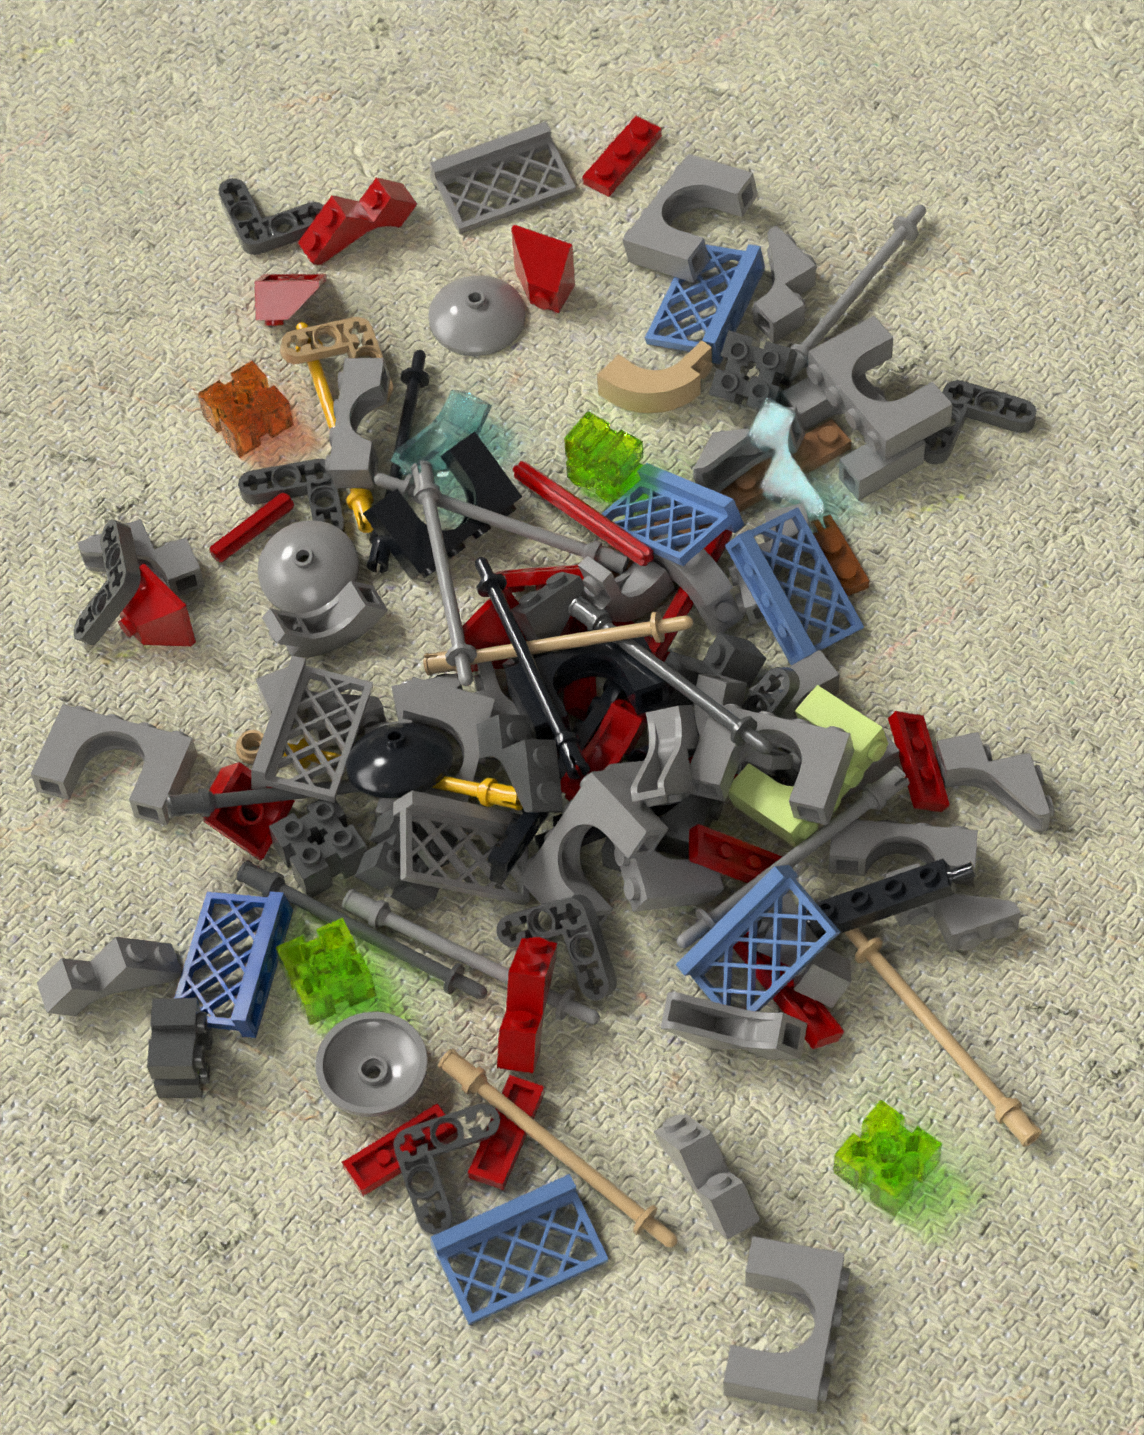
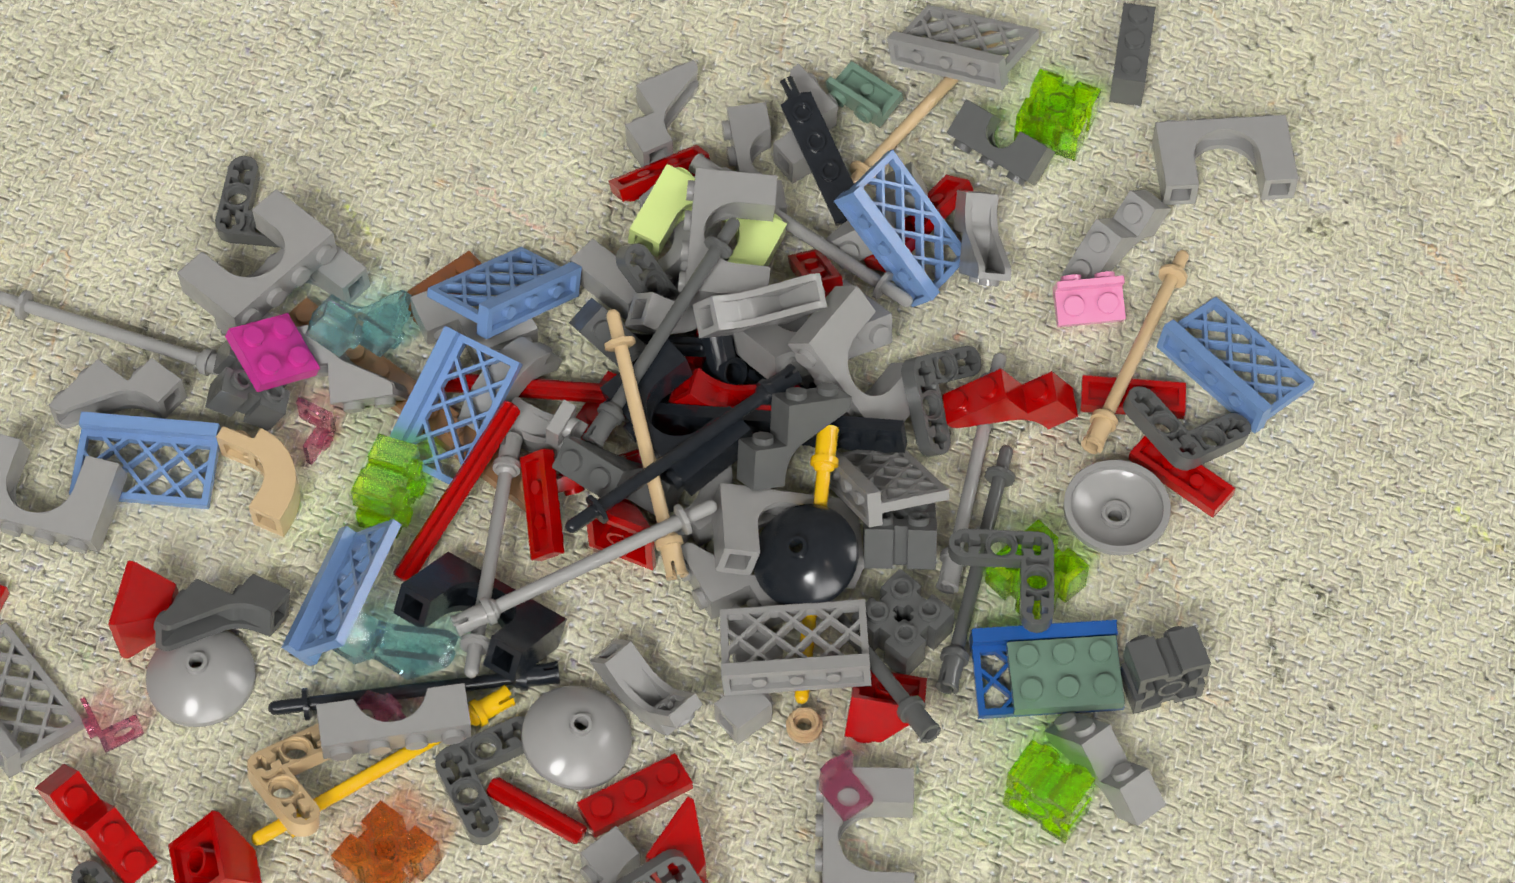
camera: 110 degrees left, 0 degrees up
(94, 911) = (1049, 790): none -> clear neon green brick
(167, 735) = (838, 775): none -> clear pink bracket
(212, 962) = (1065, 675): none -> sand green plate
(238, 604) = (634, 795): none -> red plate
(319, 945) = (1027, 562): none -> dark grey beam
(381, 424) = (381, 706): none -> clear pink bracket
(447, 233) = (107, 735): none -> clear pink bracket
(508, 405) = (339, 590): none -> medium blue fence
(523, 309) = (209, 610): none -> dark grey arch
(636, 1123) = (1089, 300): none -> bright pink bracket
(694, 432) = (323, 433): none -> clear pink bracket
(762, 373) = (272, 352): none -> dark pink plate
(884, 1071) = (976, 130): none -> dark grey arch
(937, 1257) = (1132, 54): none -> dark grey arch
(972, 975) = (864, 94): none -> sand green bracket
(985, 1066) = (961, 59): none -> light grey fence

